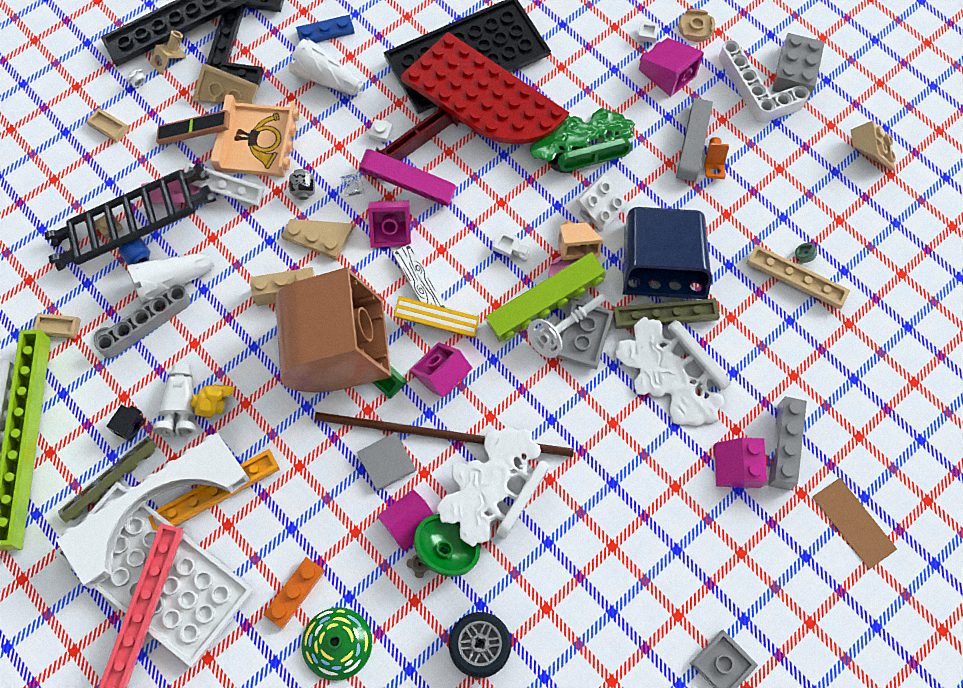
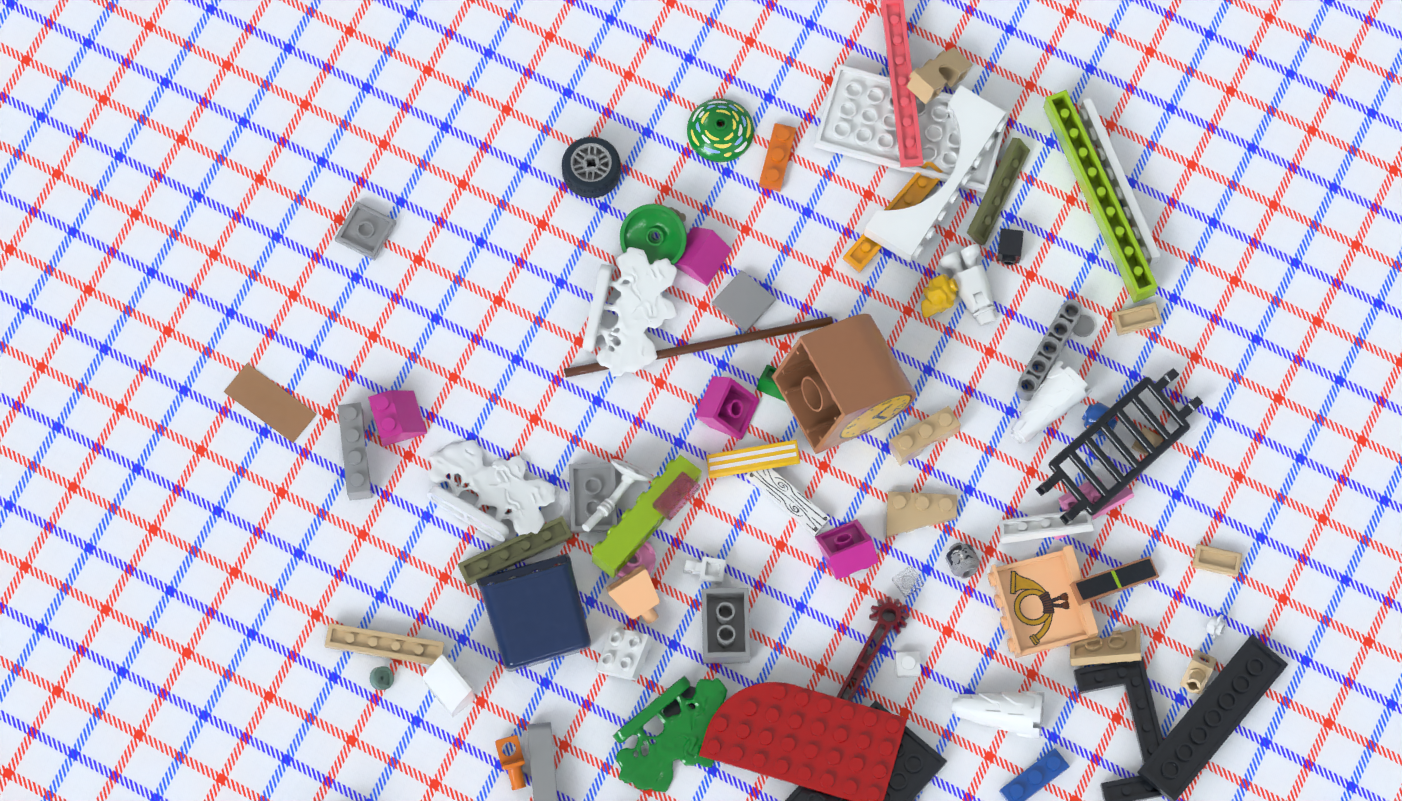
camera: 160 degrees right, 5 degrees up
(87, 617) = (930, 80): none -> tan arch
(407, 177) = (847, 600): dark pink beam -> none
(512, 194) = (725, 625): none -> light grey brick
(516, 297) = (676, 496): none -> clear pink plate
(752, 223) = (448, 686): none -> white slope

